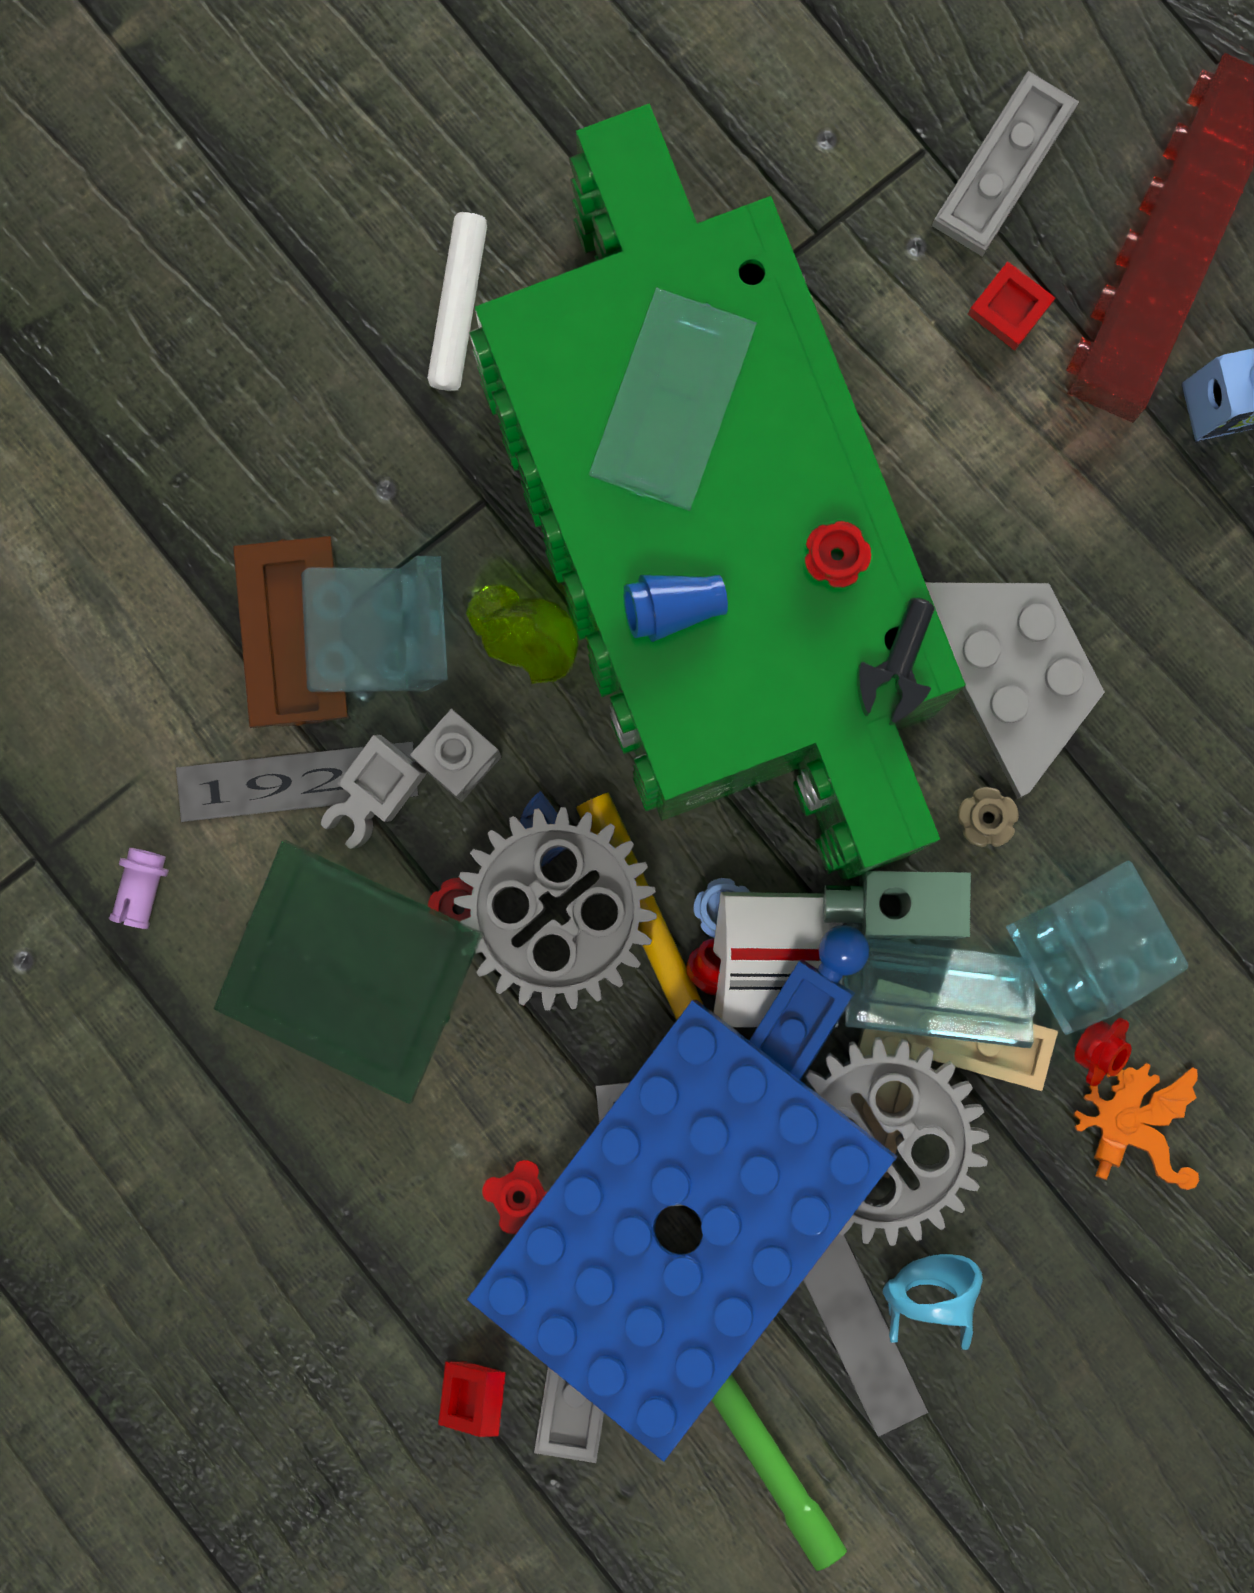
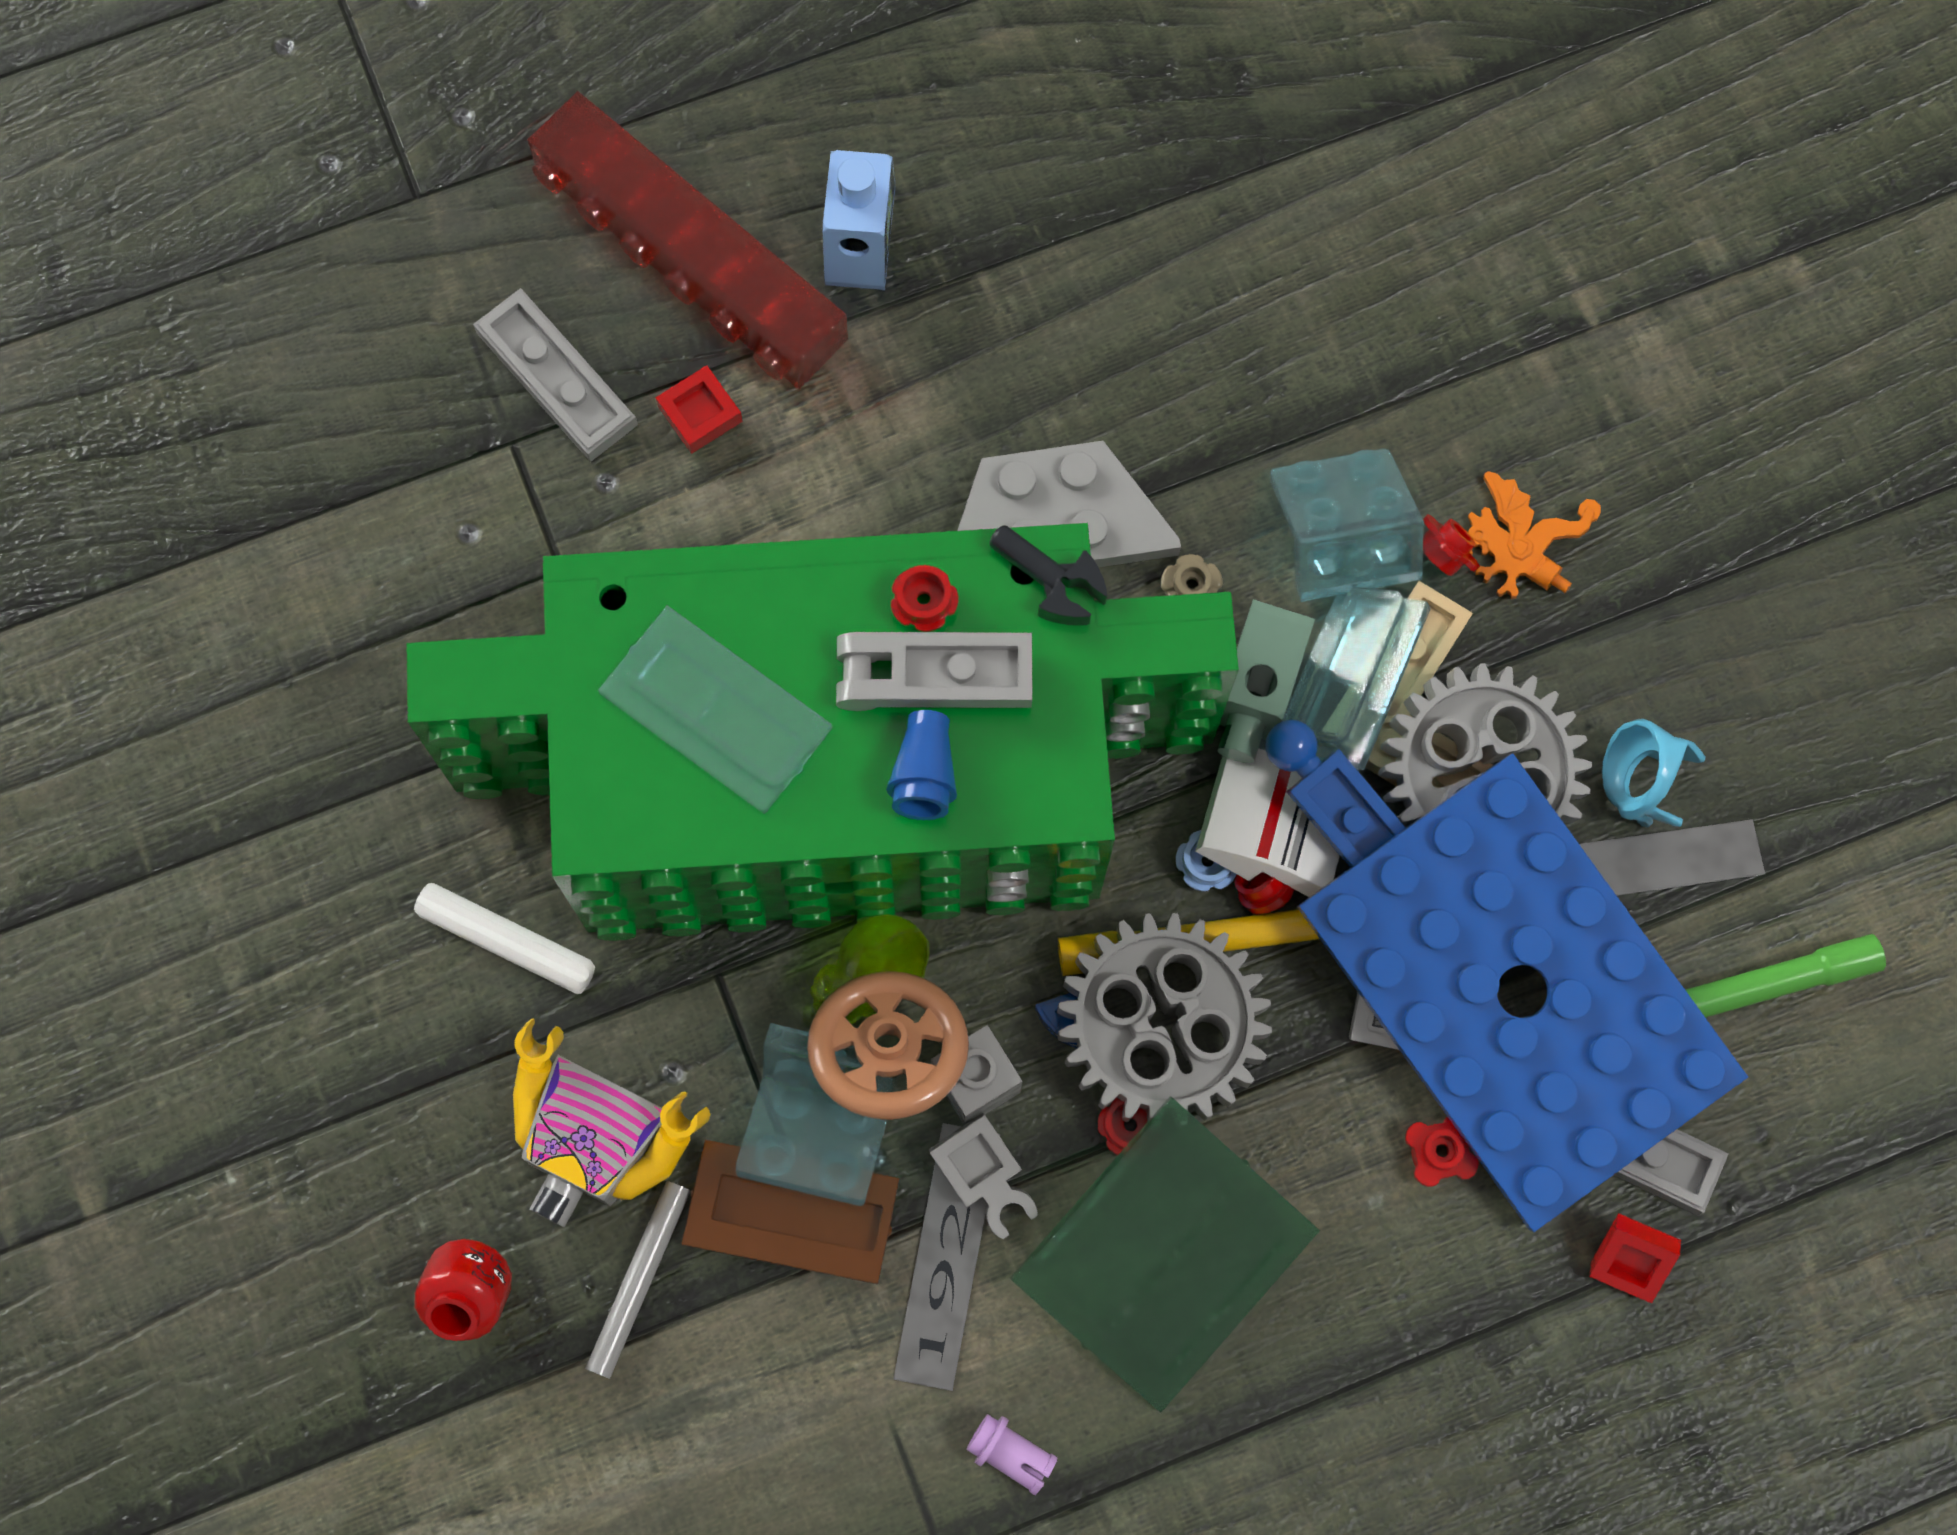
camera: 75 degrees left, 10 degrees down
(134, 371) = (463, 1290): none -> red head
(194, 519) = (637, 1279): none -> light grey bar
(305, 431) = (590, 1131): none -> torso
(422, 707) = (925, 1082): none -> nougat plate
(770, 588) = (936, 670): none -> light grey plate

